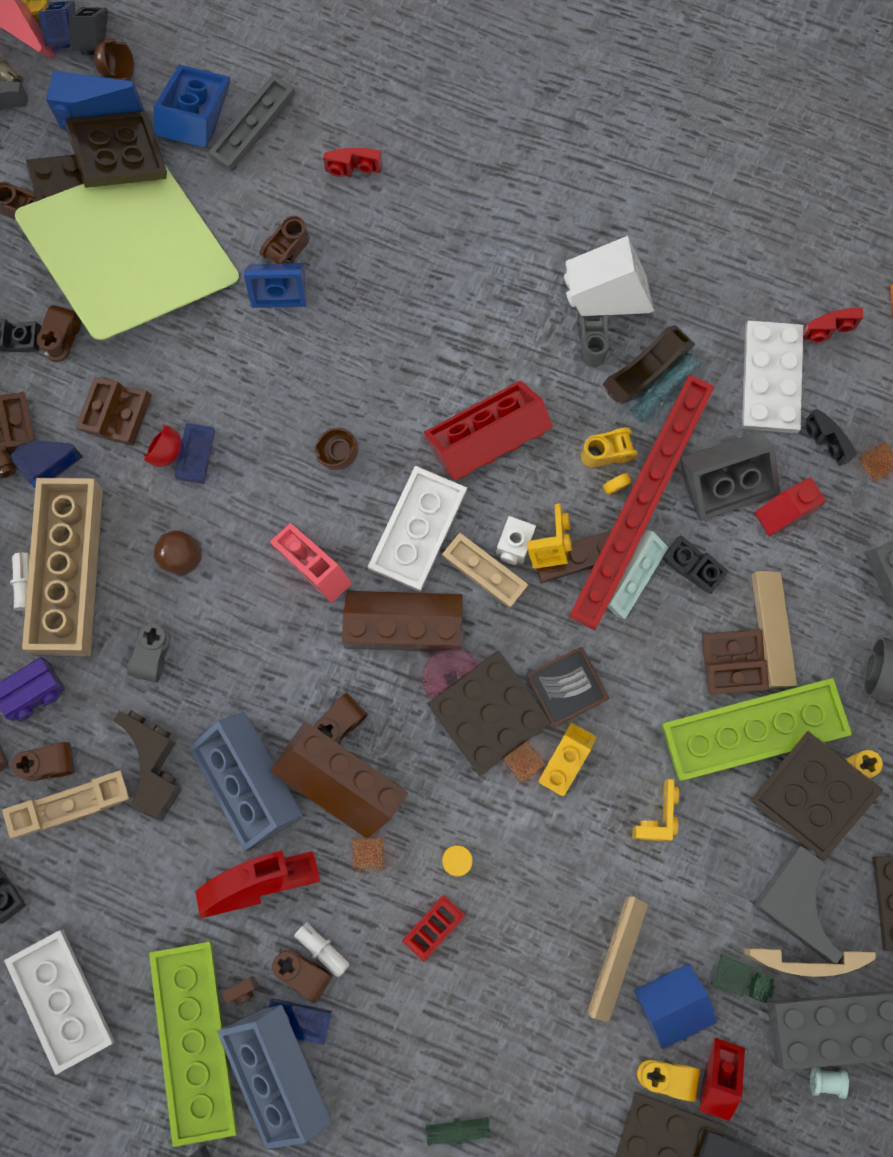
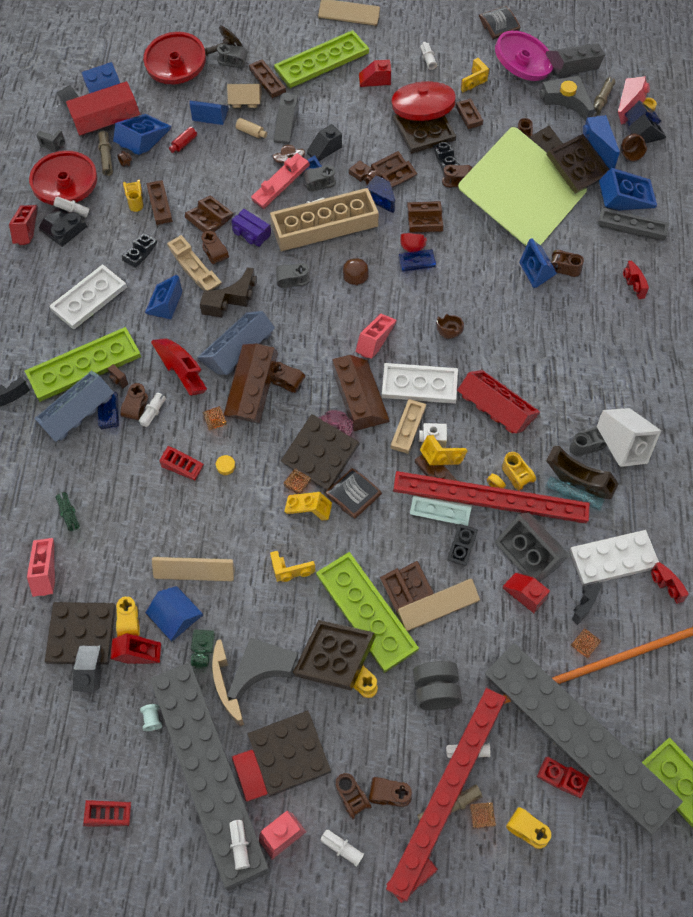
camera: 70 degrees right, 15 degrees down
(113, 873) = (165, 298): none -> blue slope

